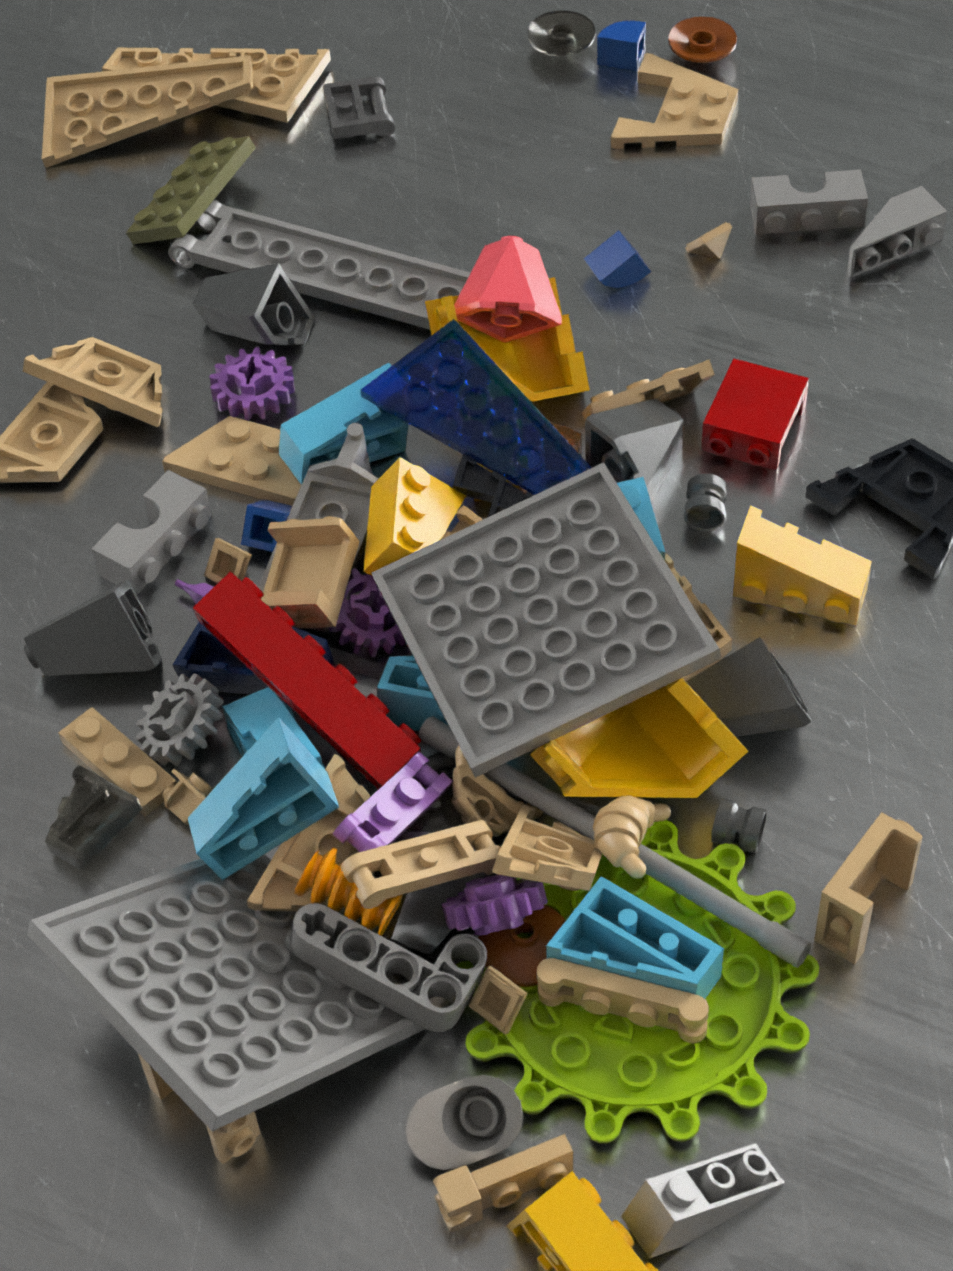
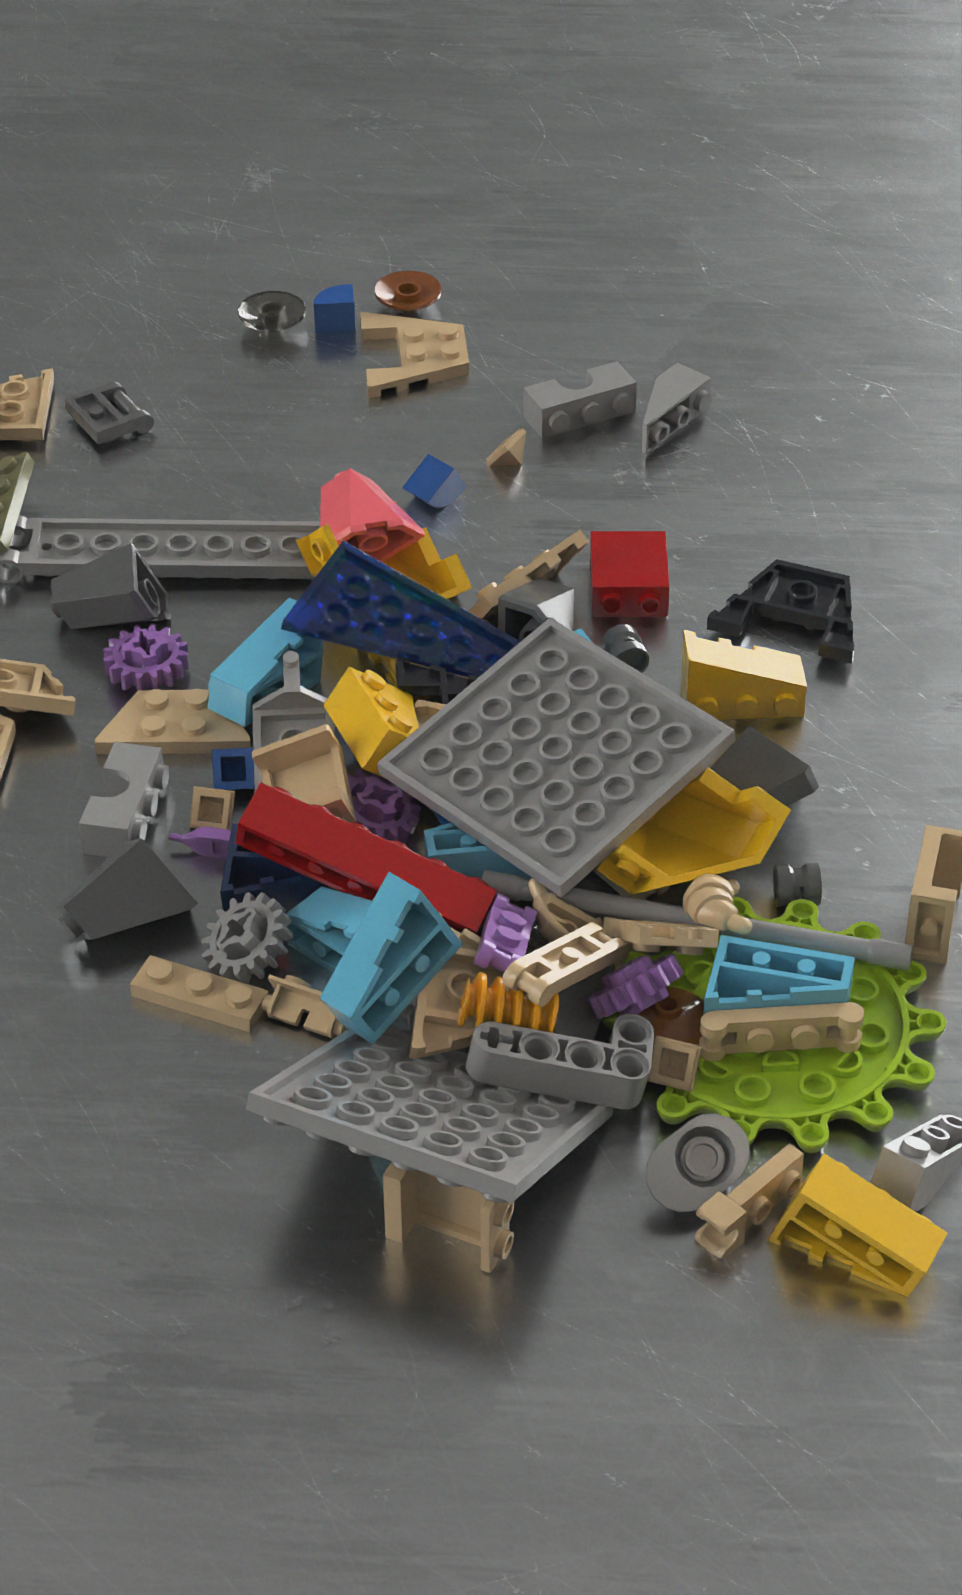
camera: 25 degrees left, 10 degrees down
(89, 818) = (204, 1041): clear smoke wing -> none

